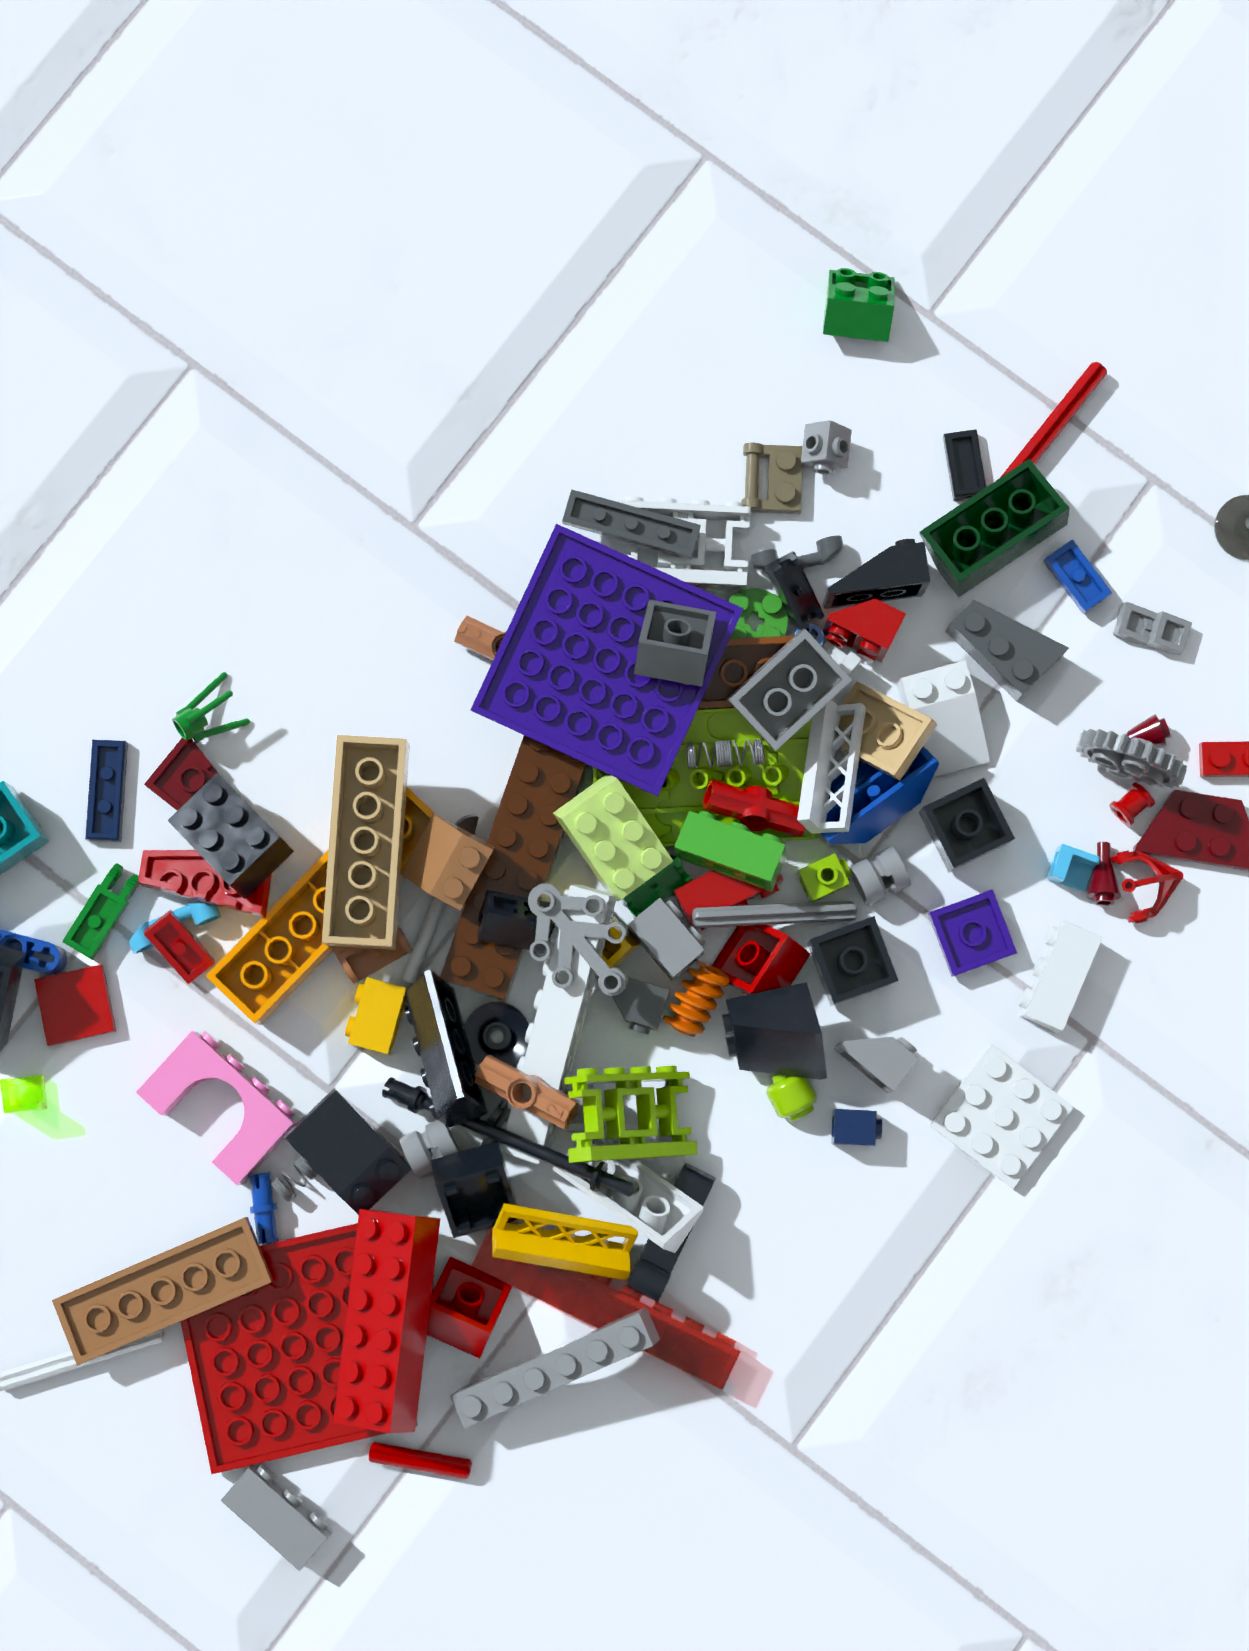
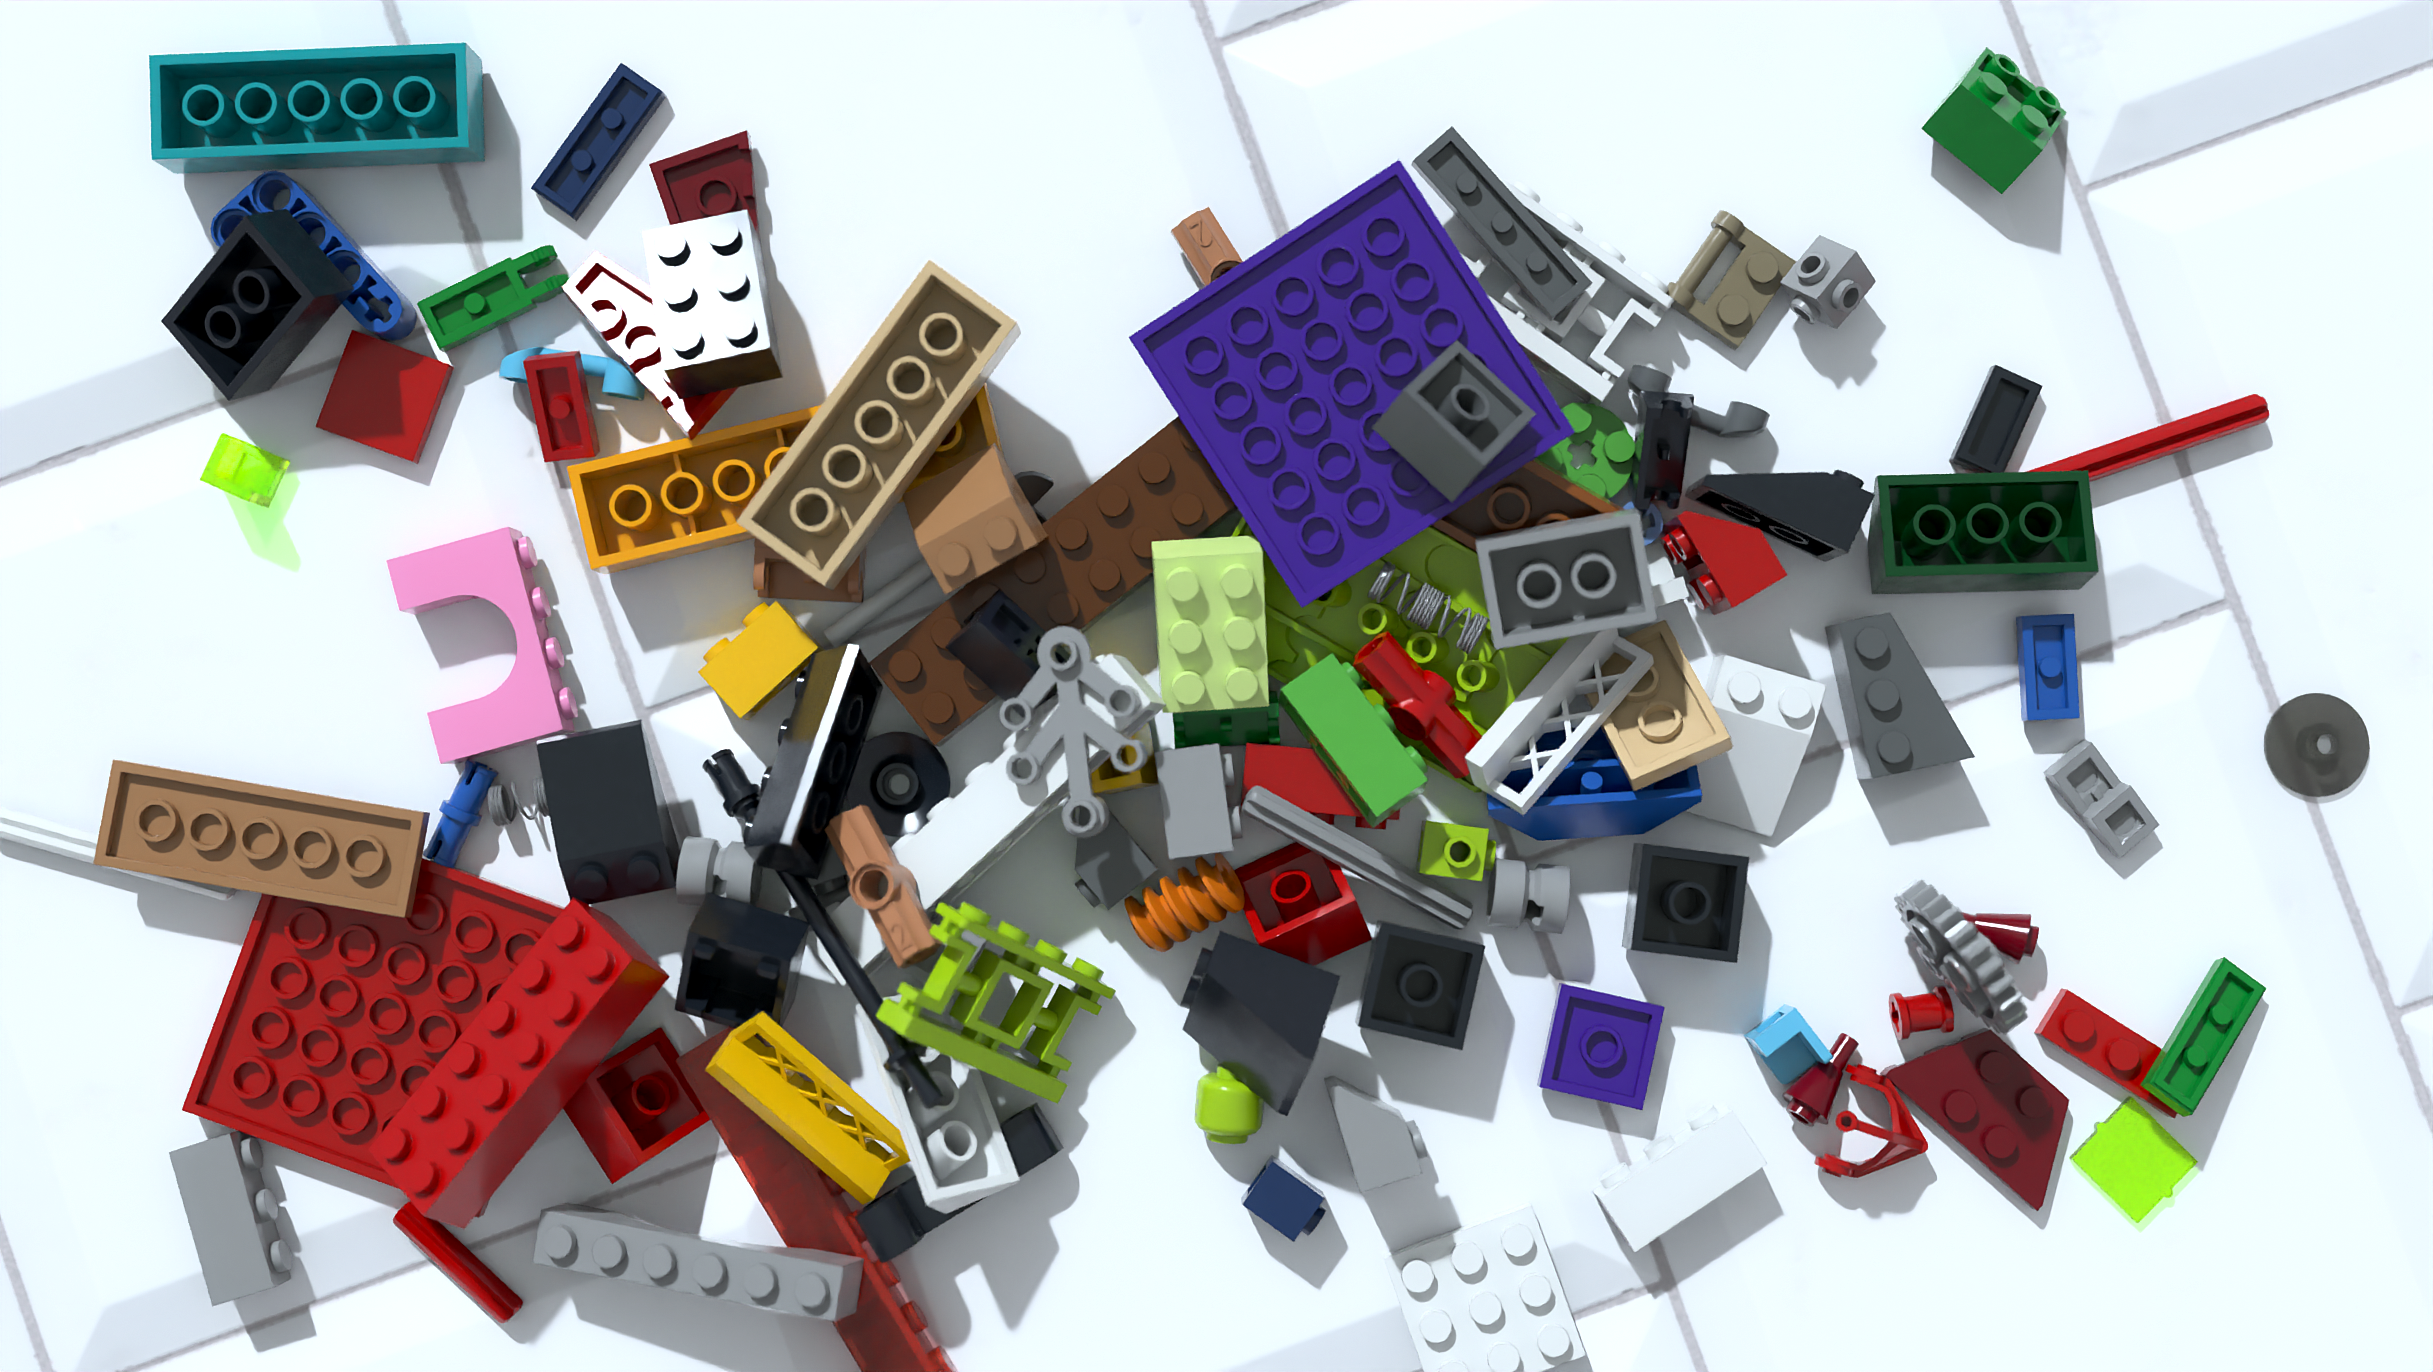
camera: 30 degrees right, 5 degrees up
(191, 722) = (762, 119): green plant -> none

